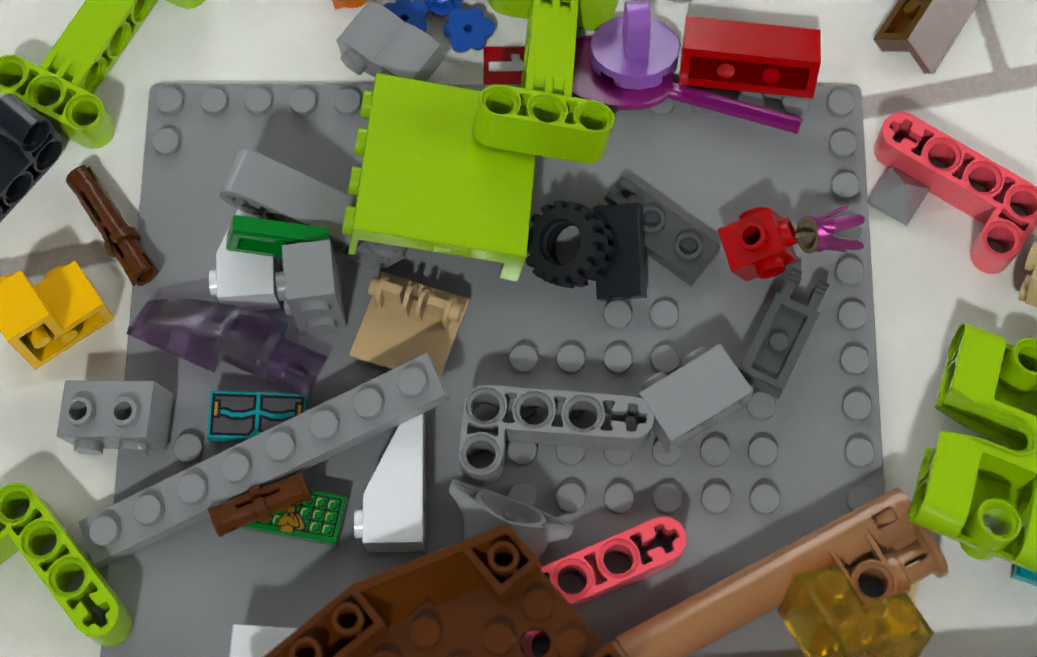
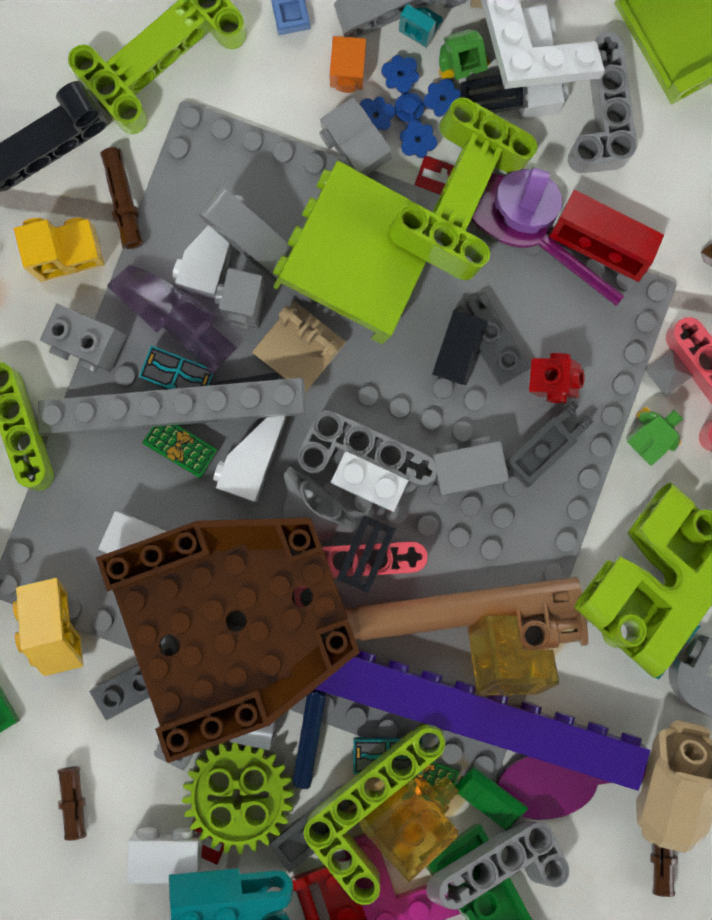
camera: 15 degrees right, 15 degrees up
(260, 504) = (158, 436): reddish brown pin -> none
(267, 236) = (225, 257): green tile -> none
(567, 462) = (369, 481): none -> white brick
(591, 252) = (443, 335): black tyre -> none
(601, 511) = (366, 587): none -> black tile
(817, 232) = (598, 385): flat silver piece -> none
(916, 272) = (655, 434): none -> bright green piece

